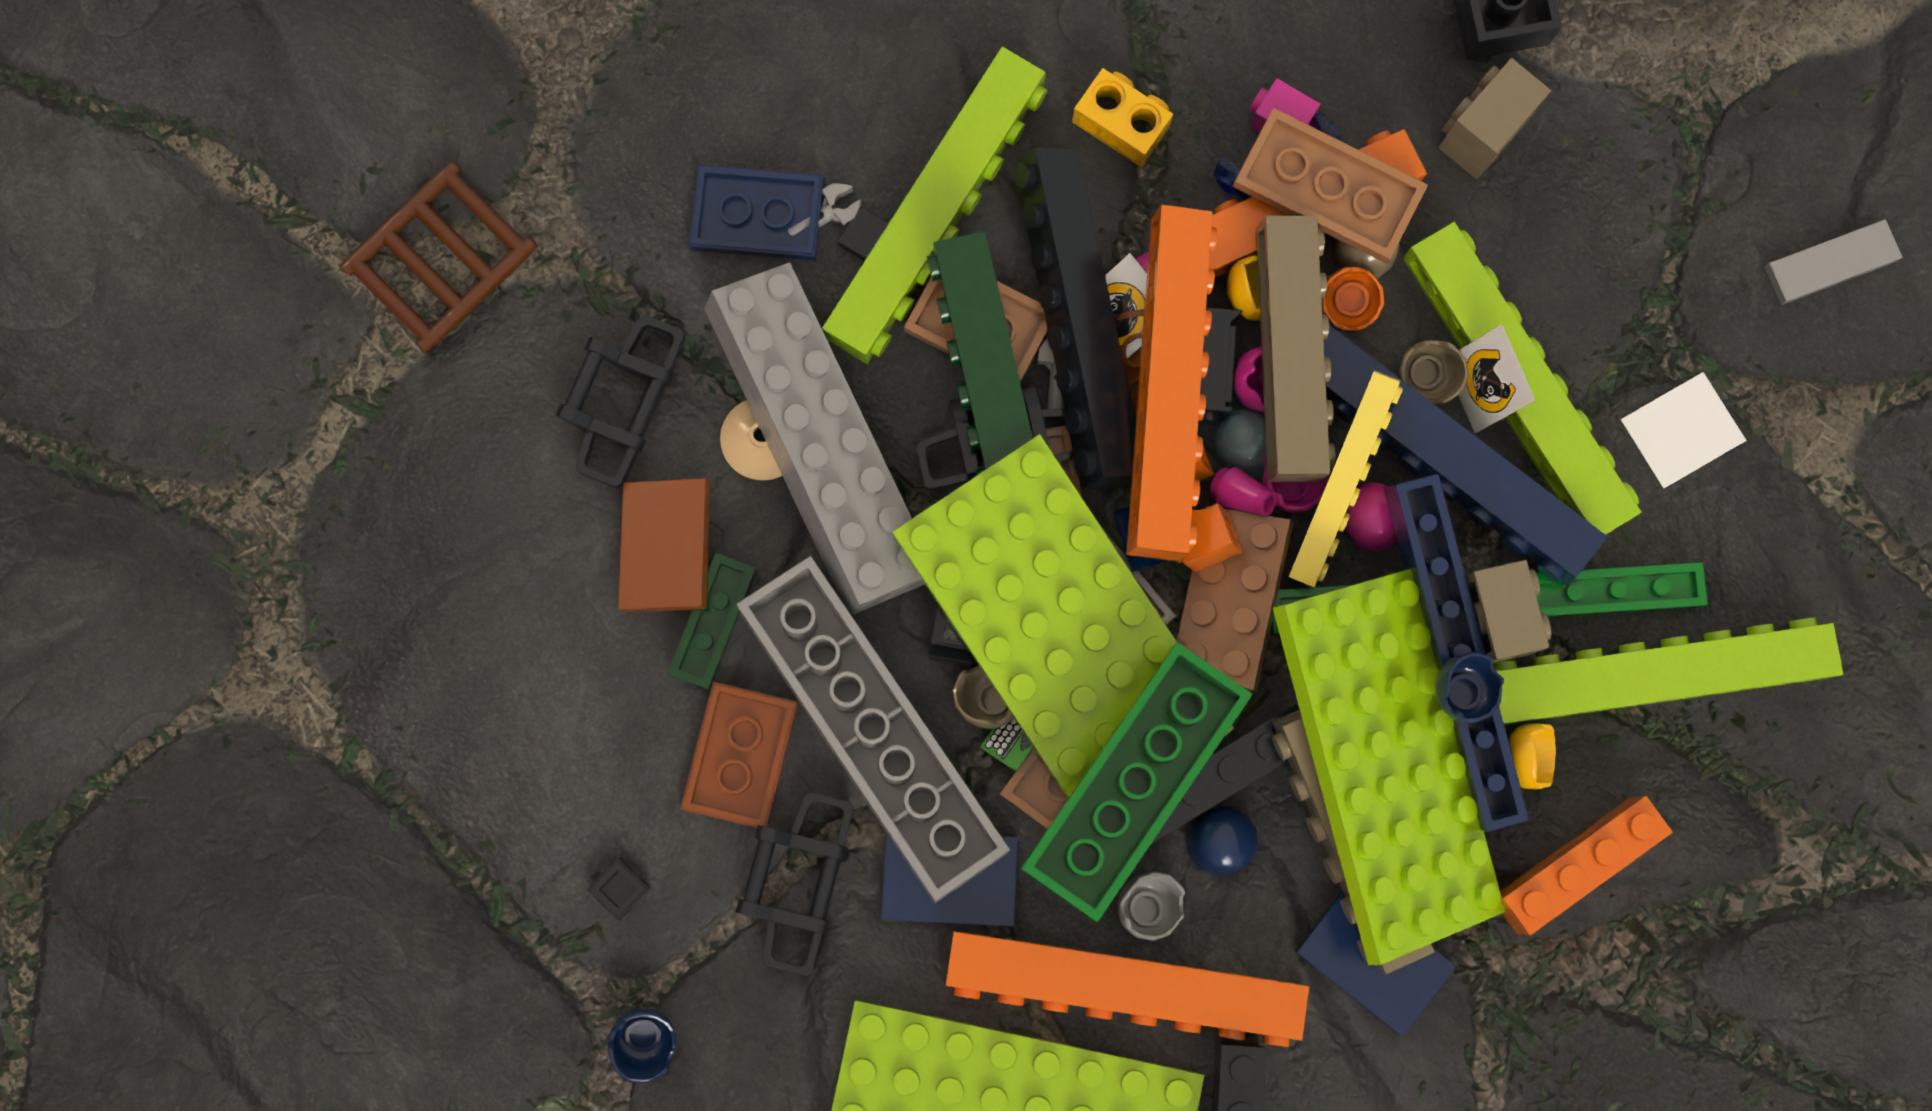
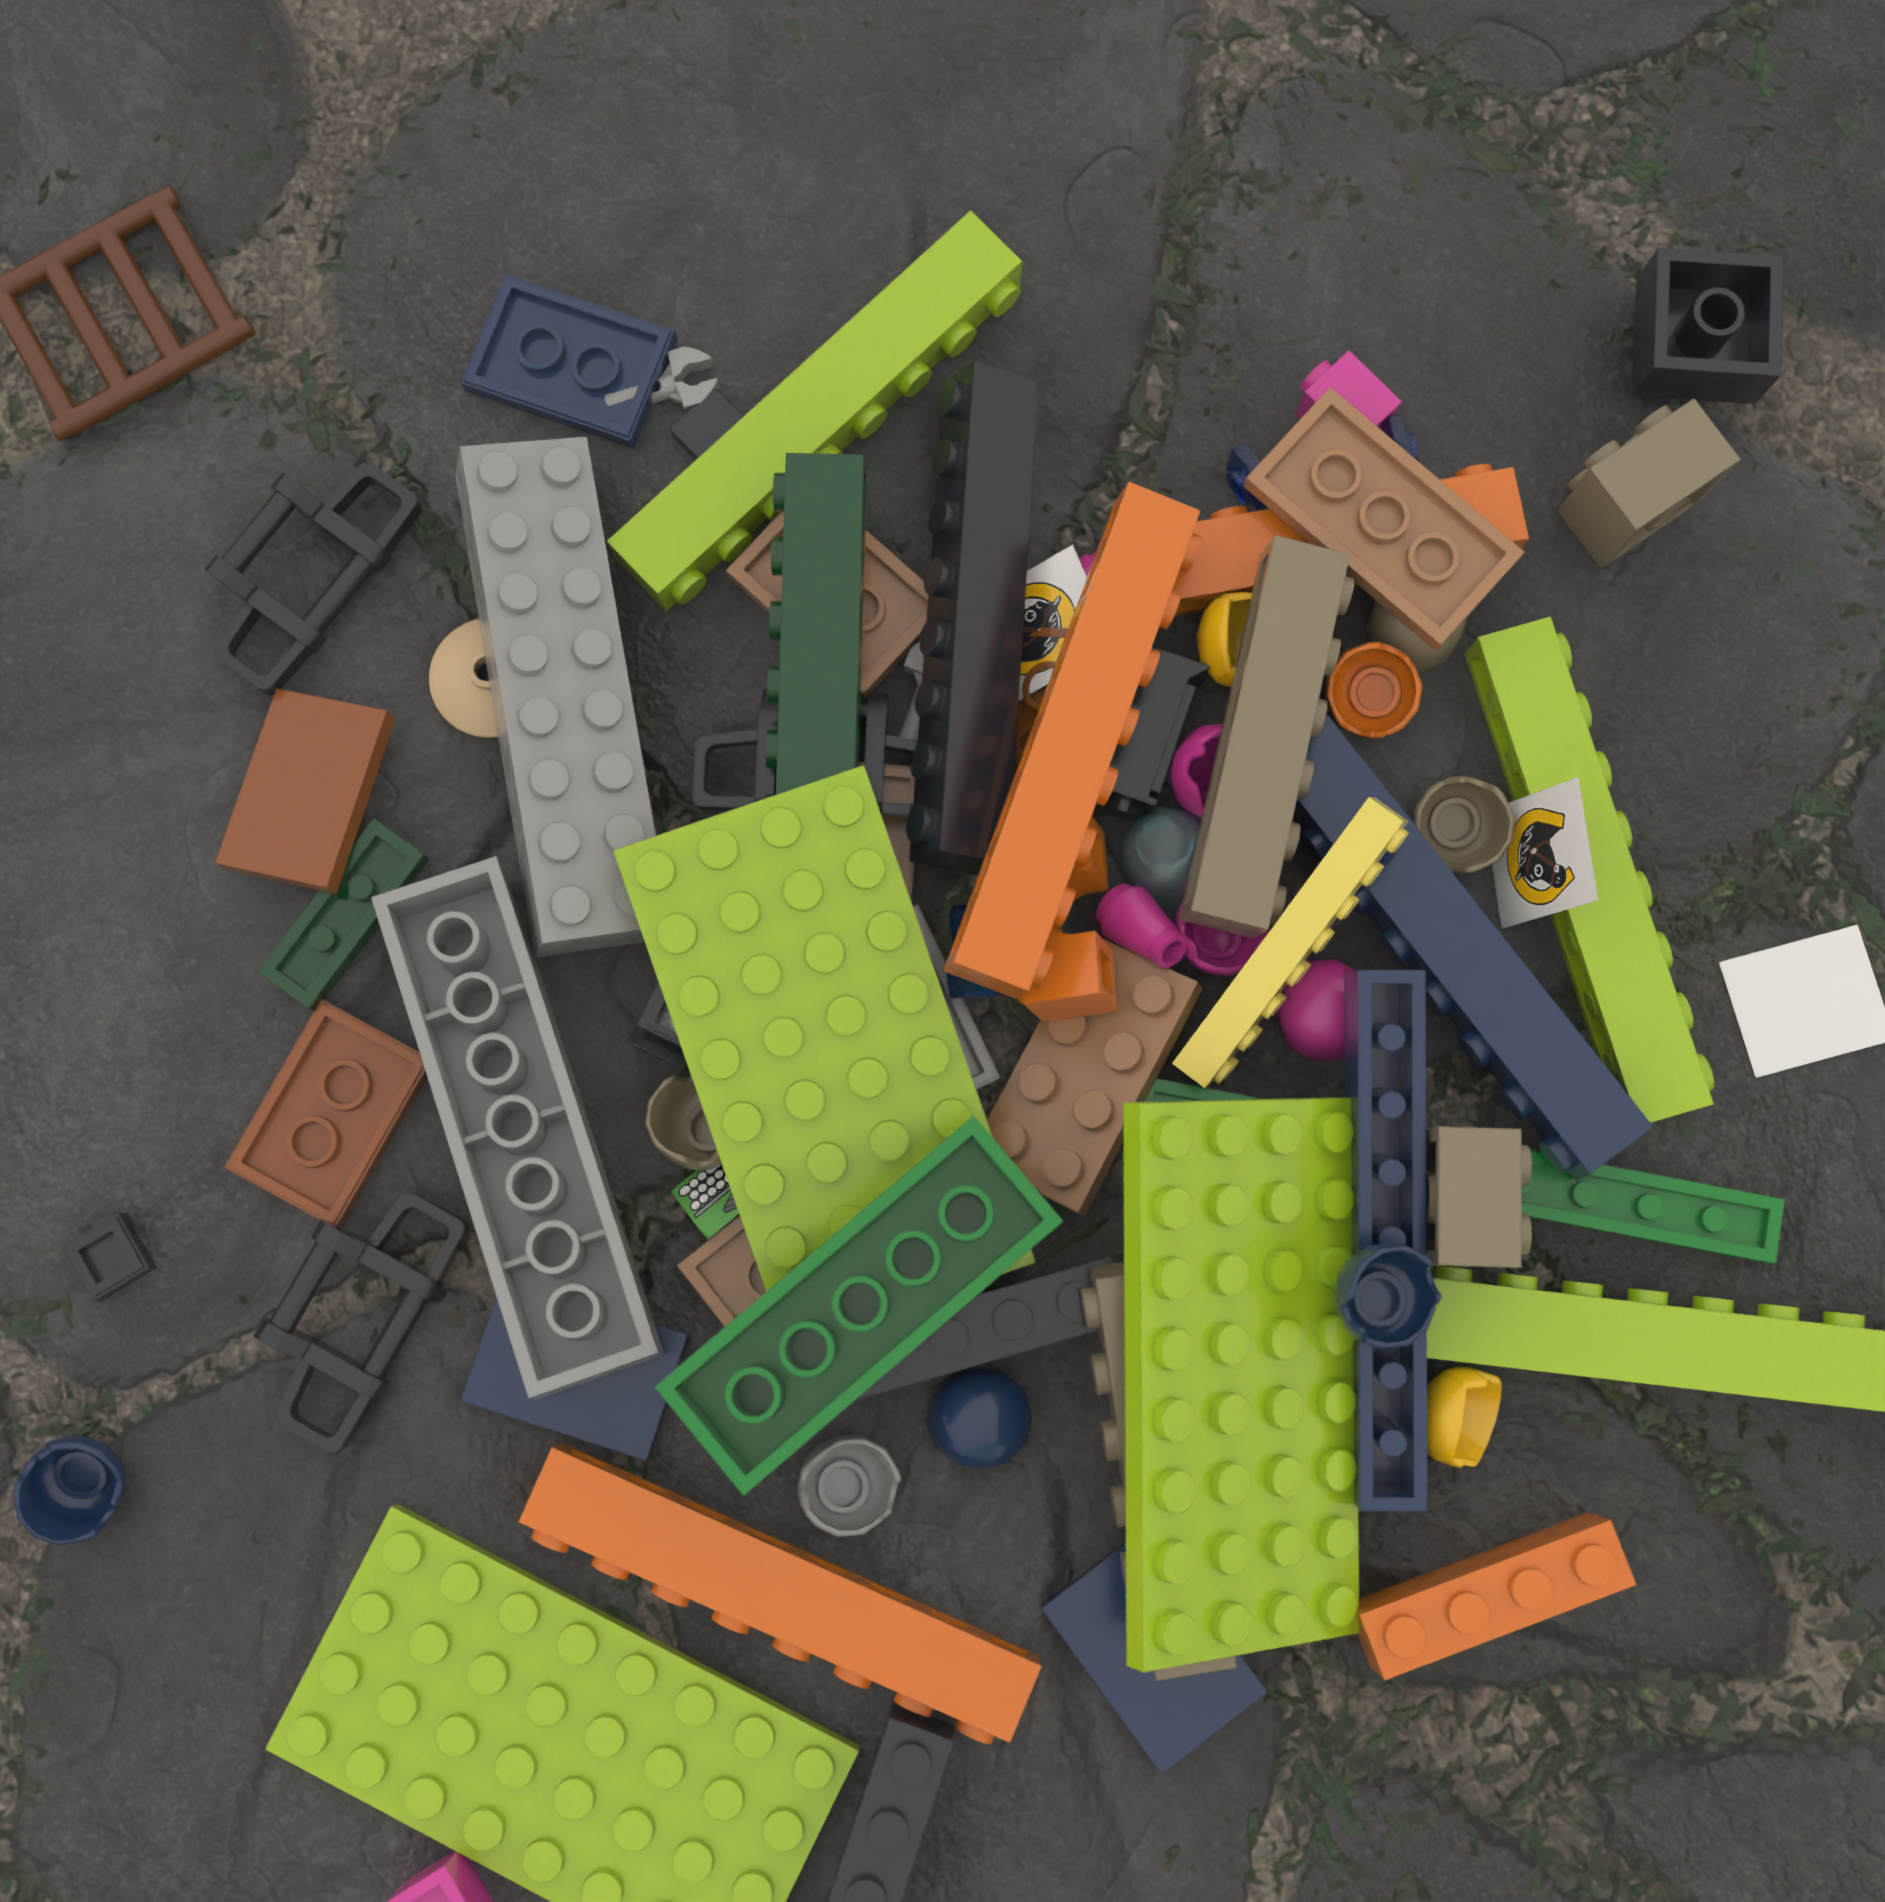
camera: 20 degrees right, 0 degrees up
(1115, 125) = (1103, 361): yellow brick -> none

